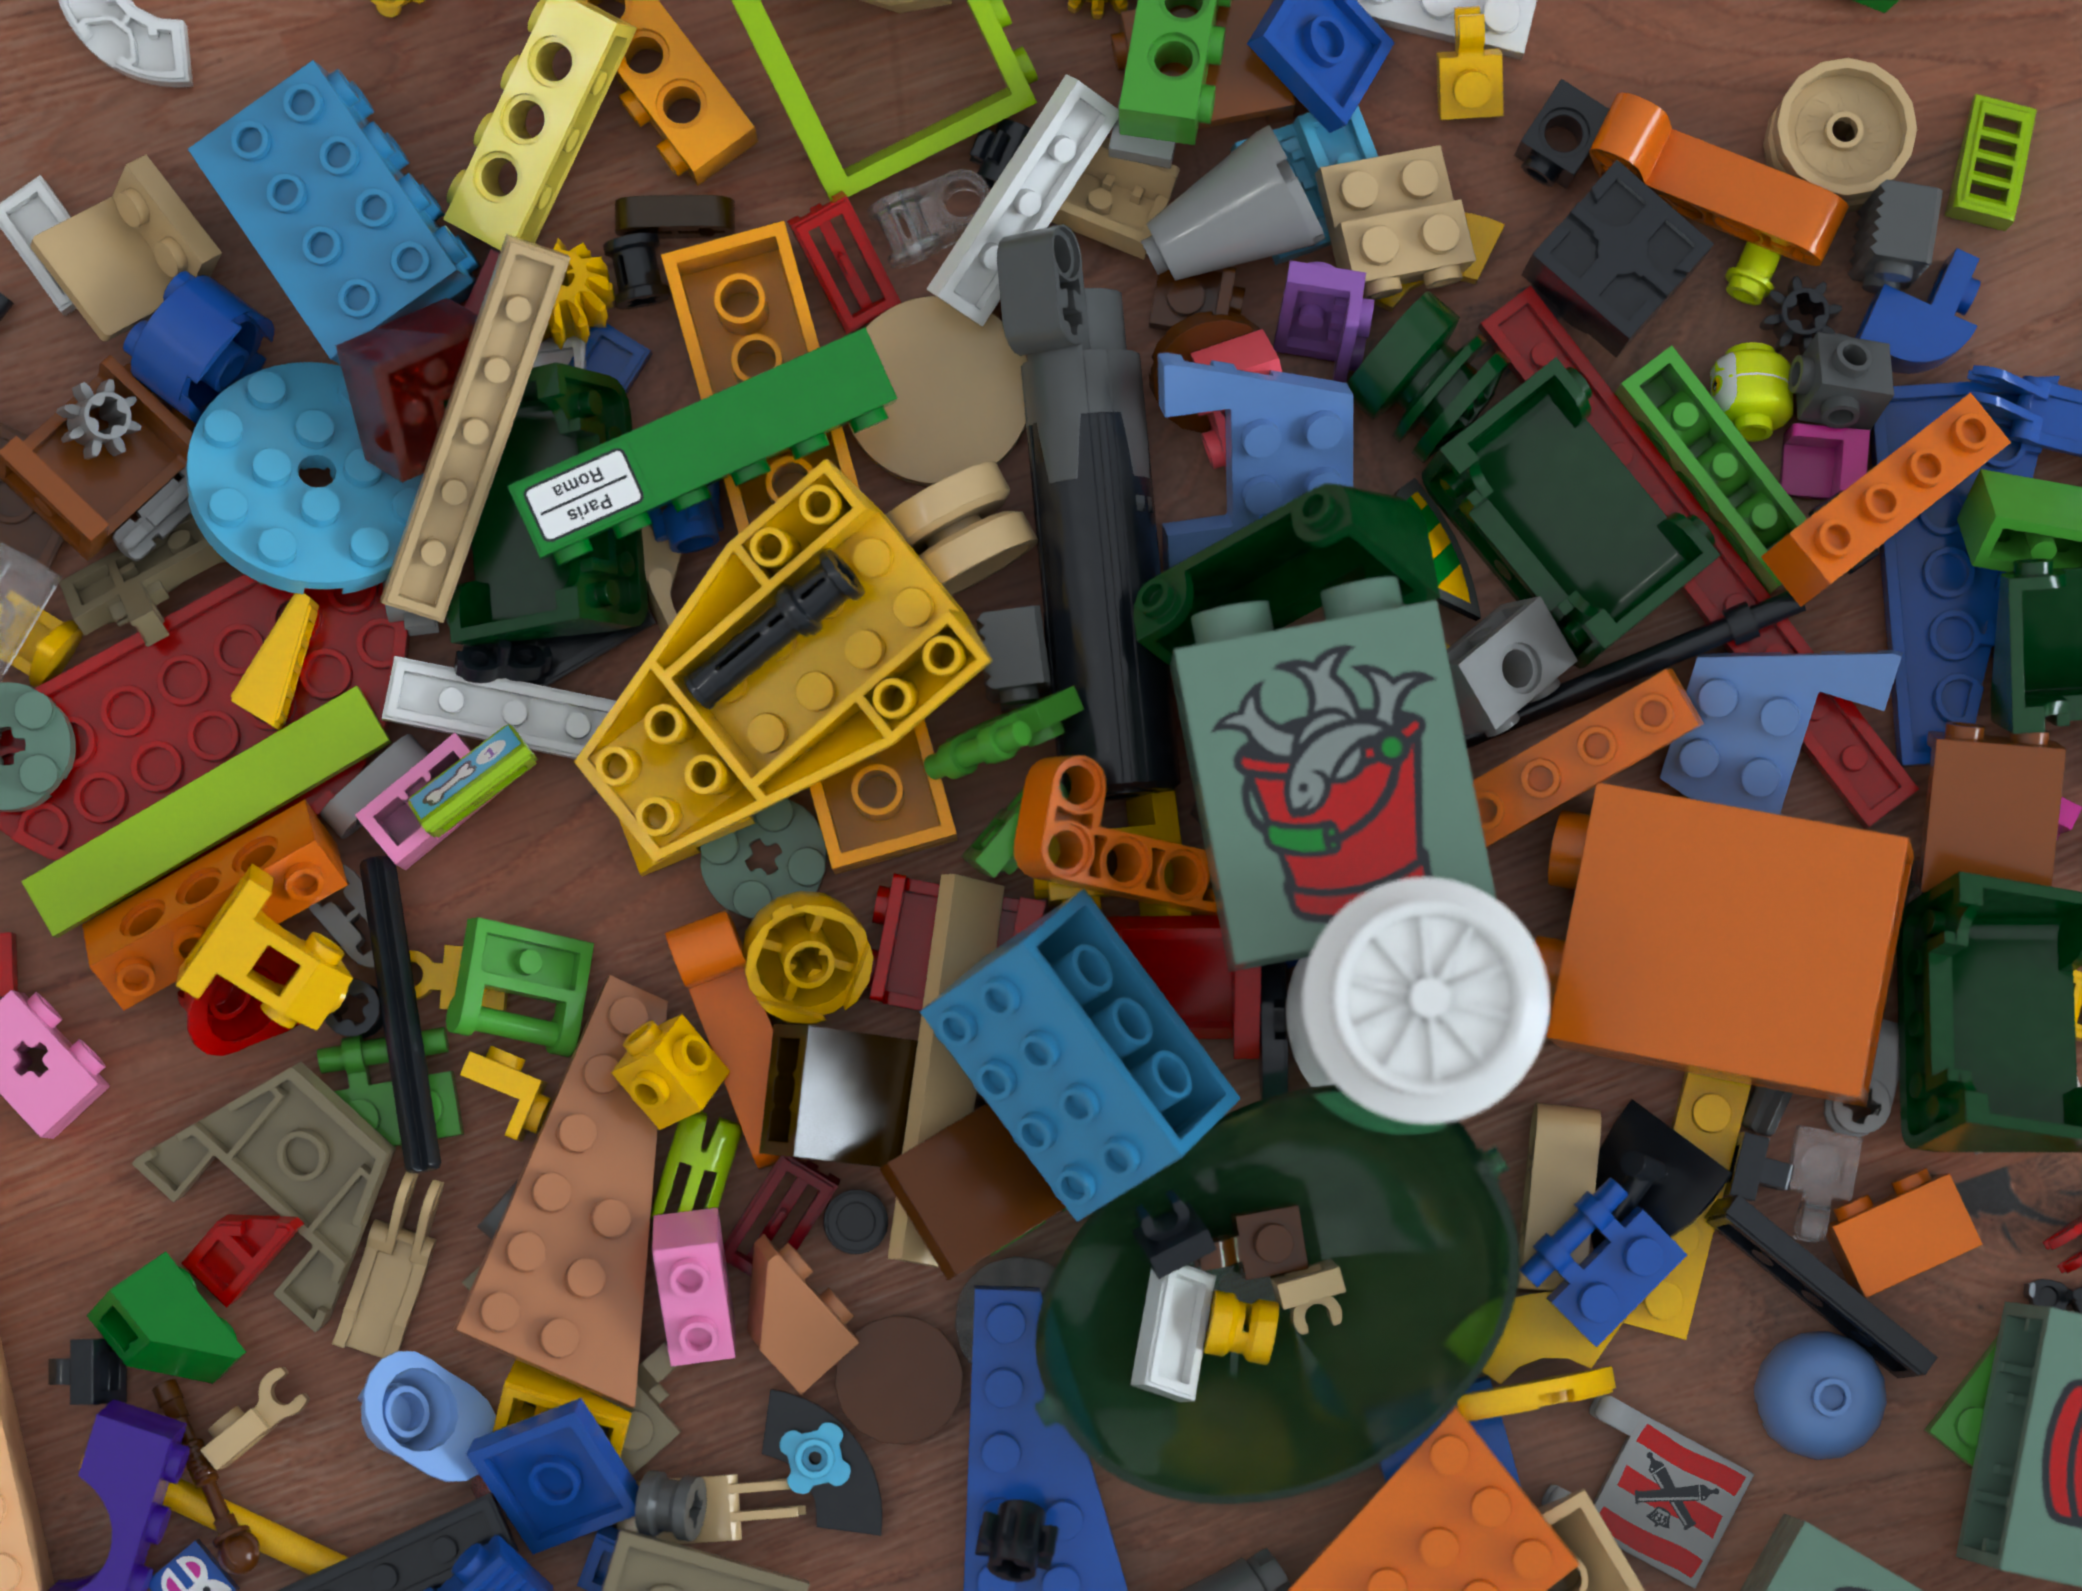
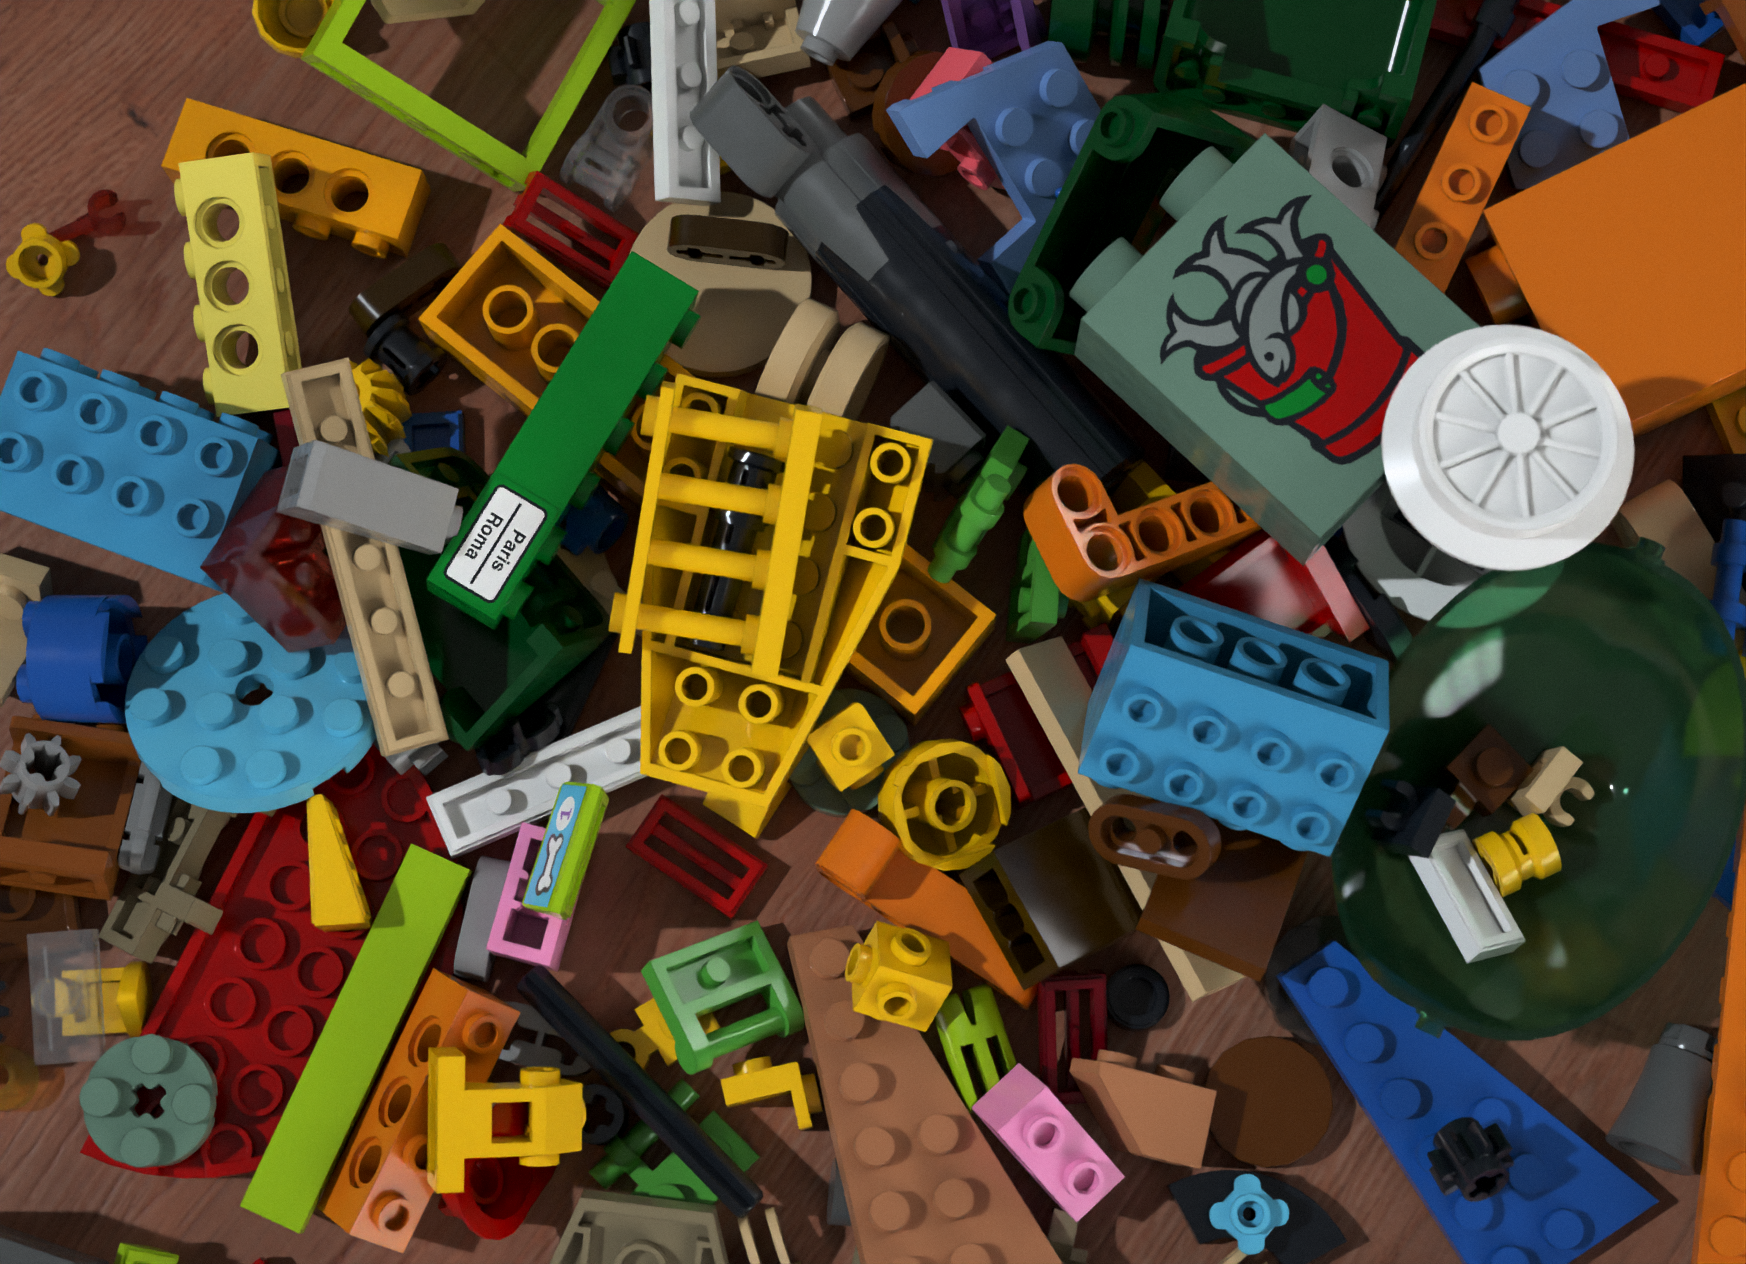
camera: 30 degrees left, 5 degrees down
(503, 391) = (369, 498): none -> light grey slope
(602, 906) = (741, 887): none -> red tile
(758, 859) = (849, 748): none -> yellow bracket
(828, 626) = (779, 505): none -> yellow fence
(949, 1114) = (1159, 836): none -> reddish brown plate
(964, 364) = (727, 241): none -> dark brown beam

